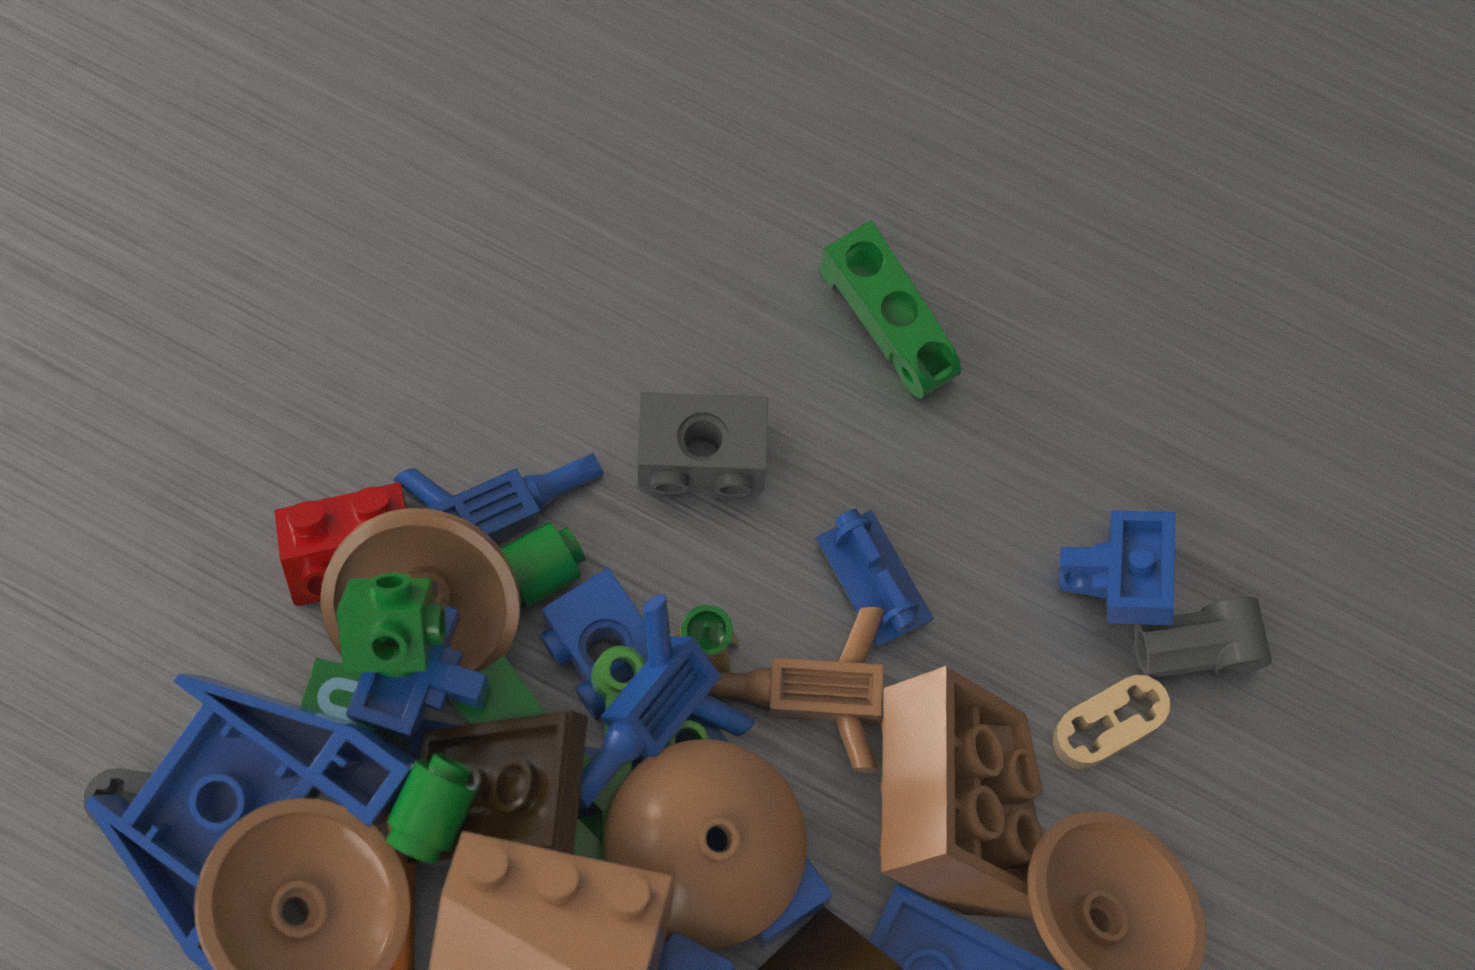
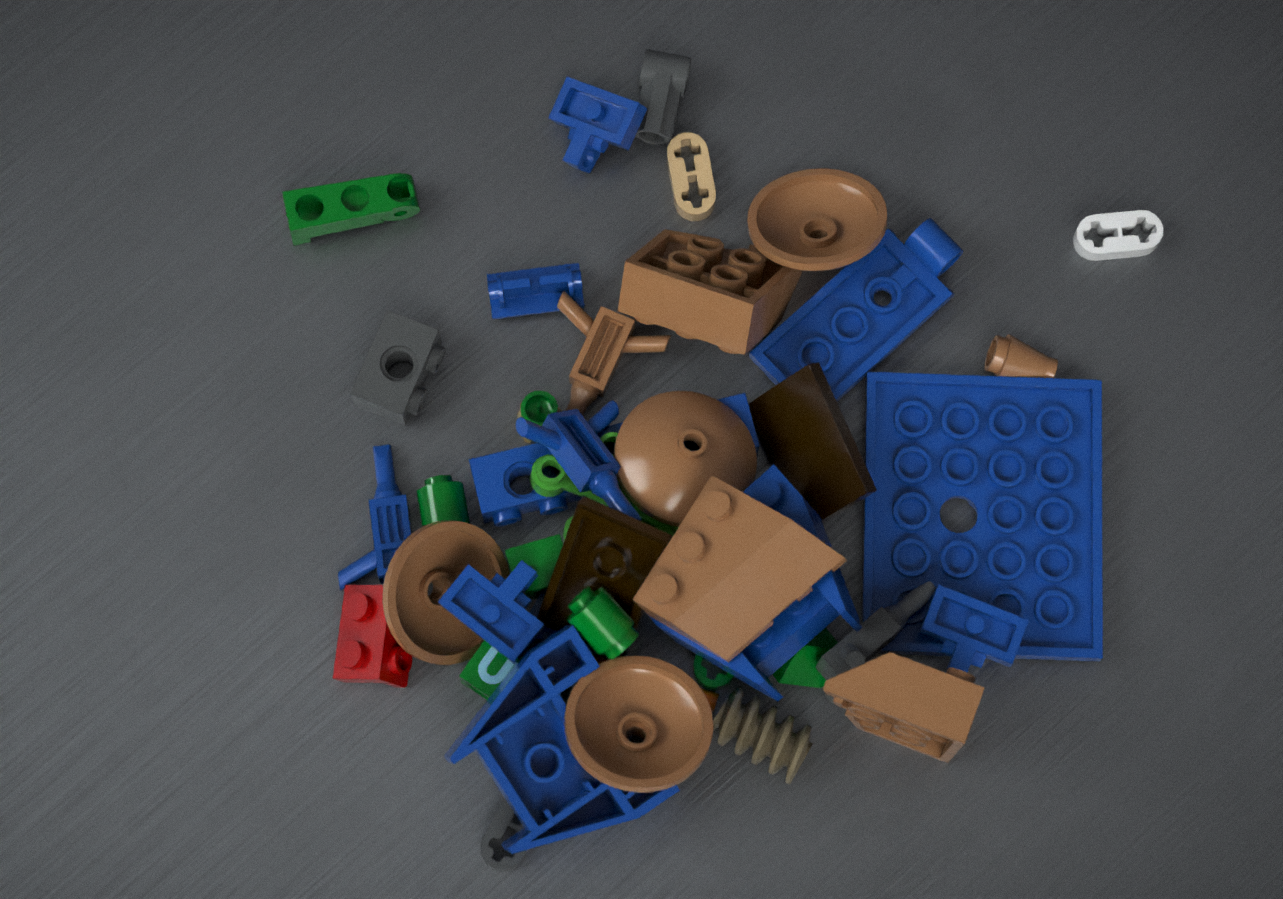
camera: 65 degrees left, 5 degrees up
(389, 624) = (470, 605): green brick -> none

